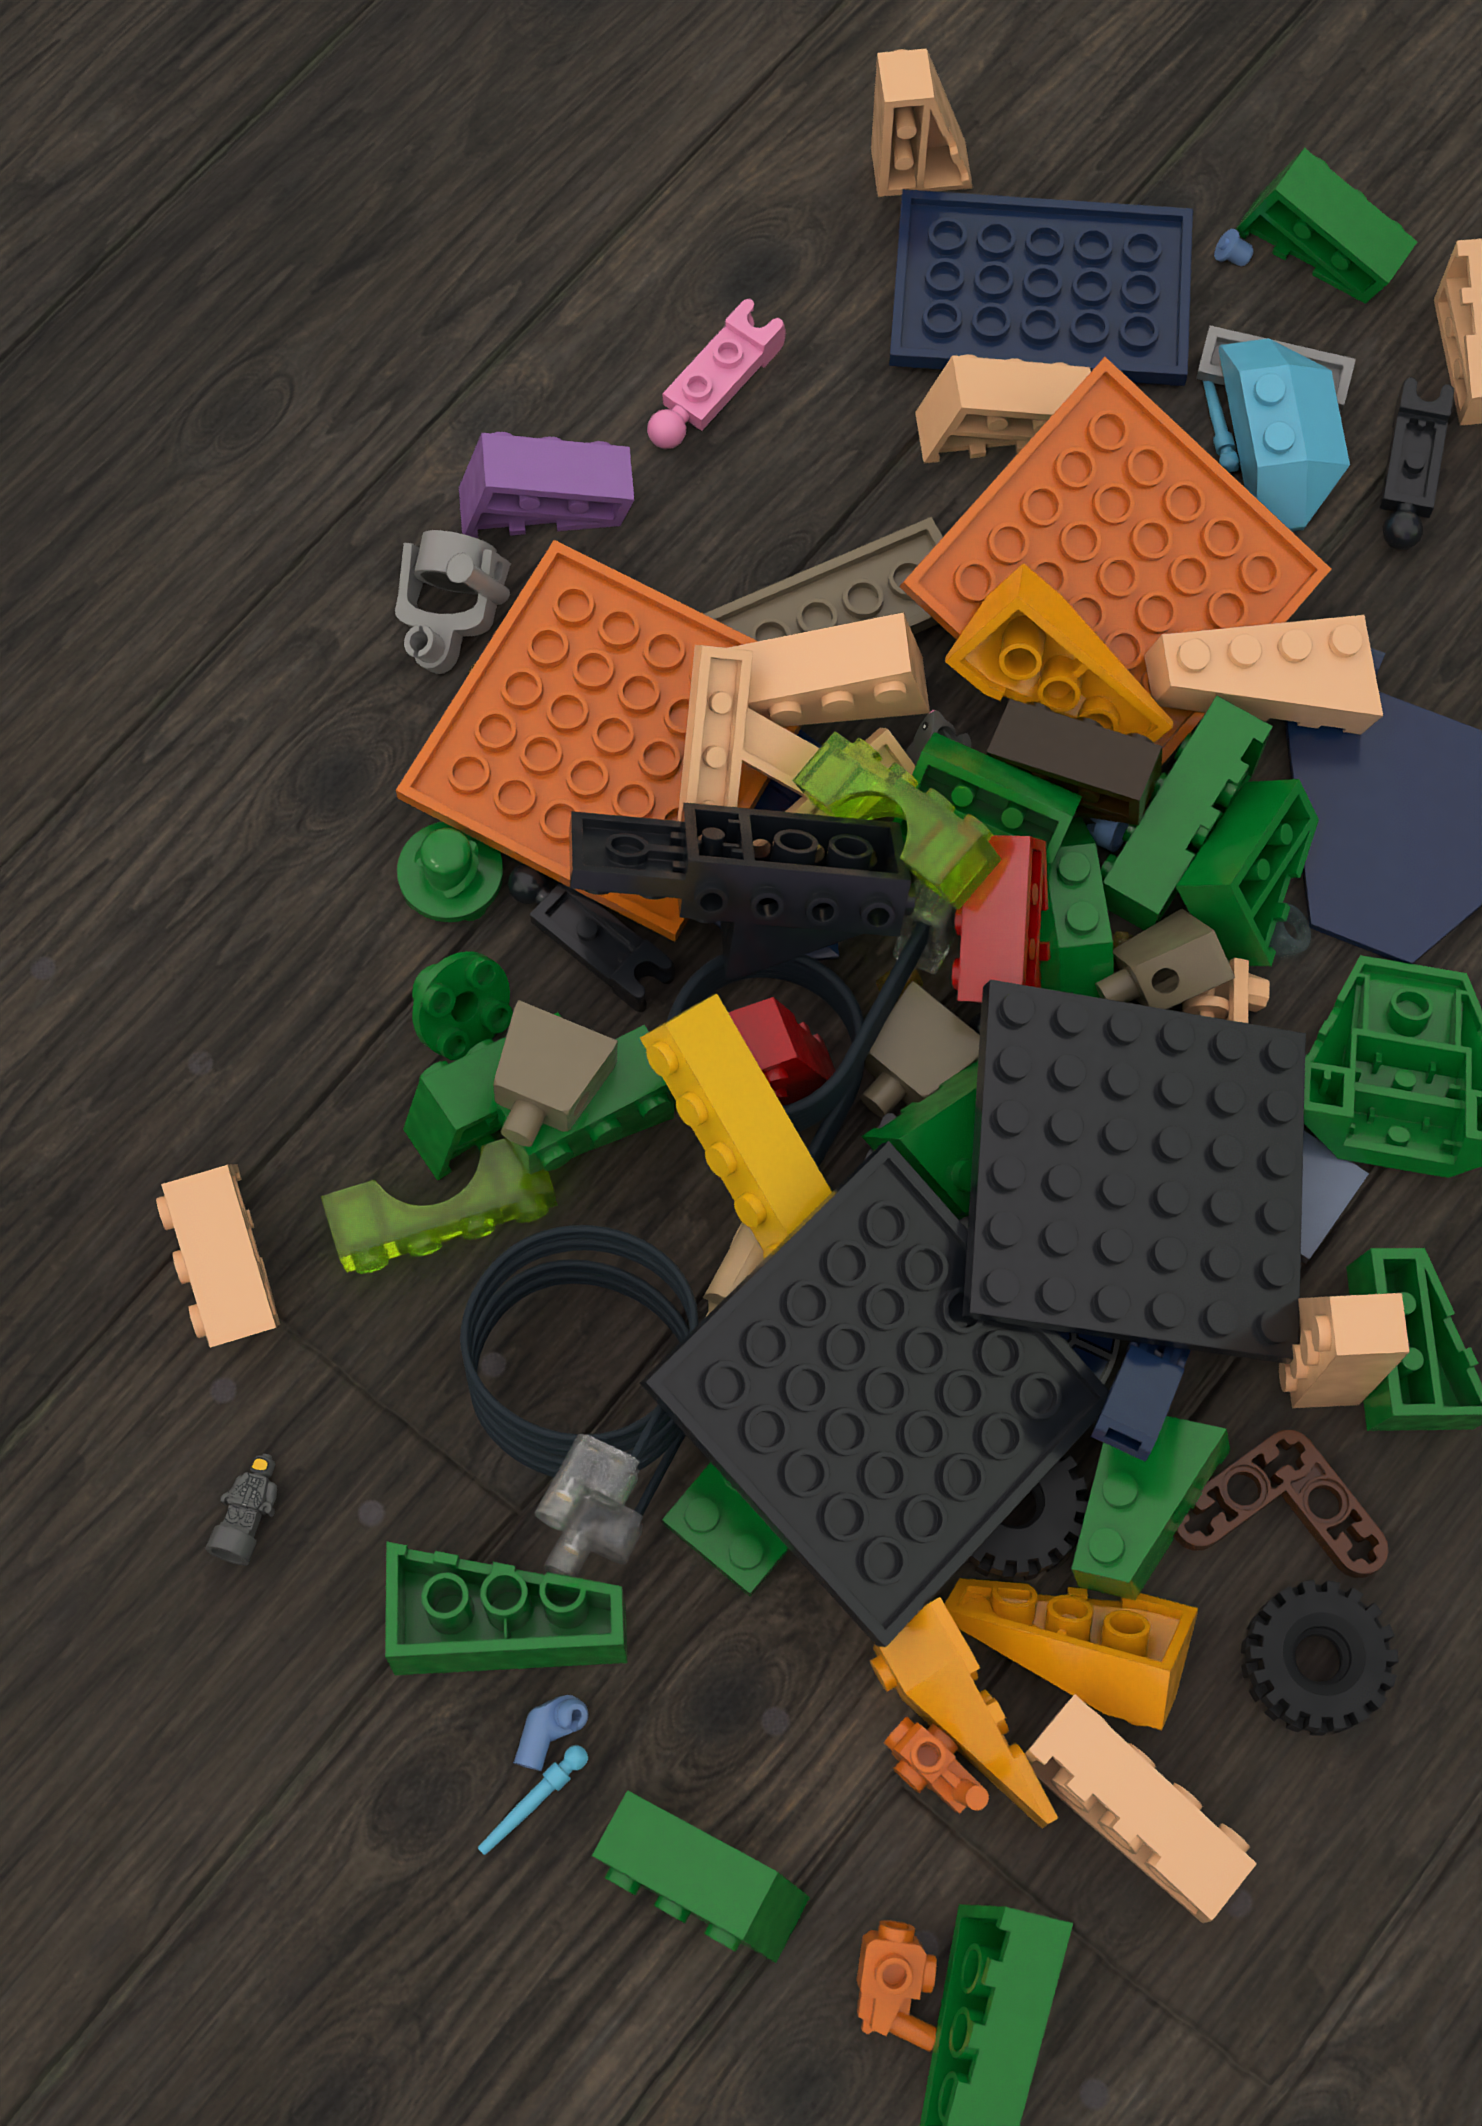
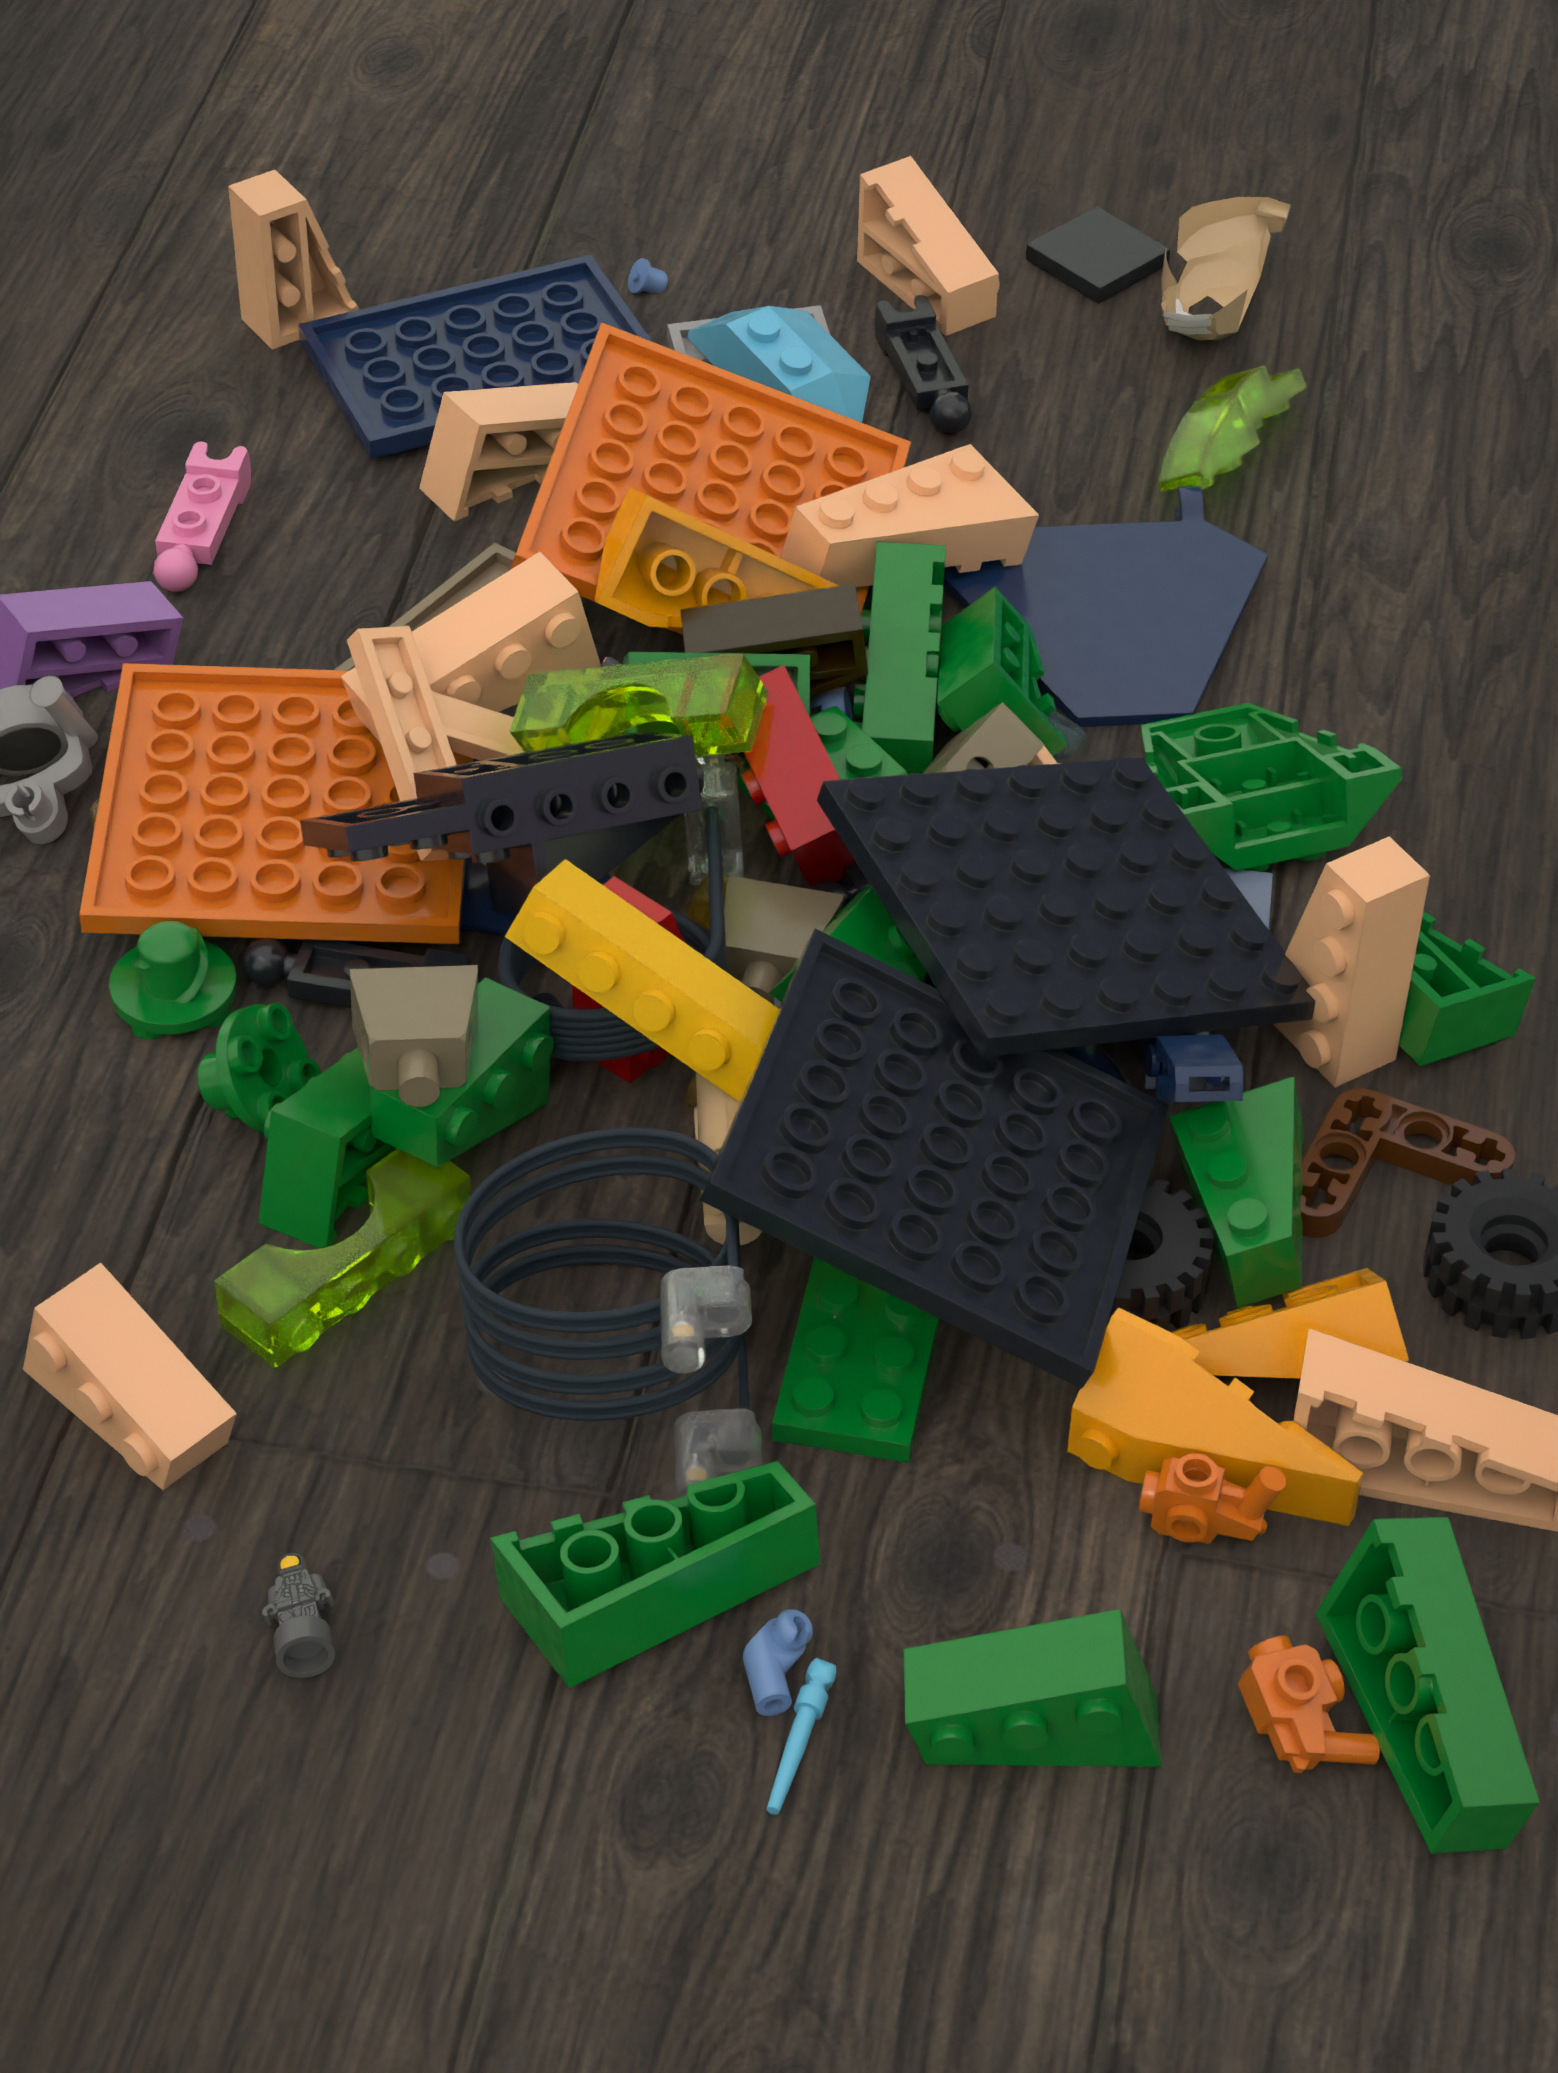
camera: 30 degrees left, 25 degrees down
(1328, 226) = (727, 227): green wedge -> none

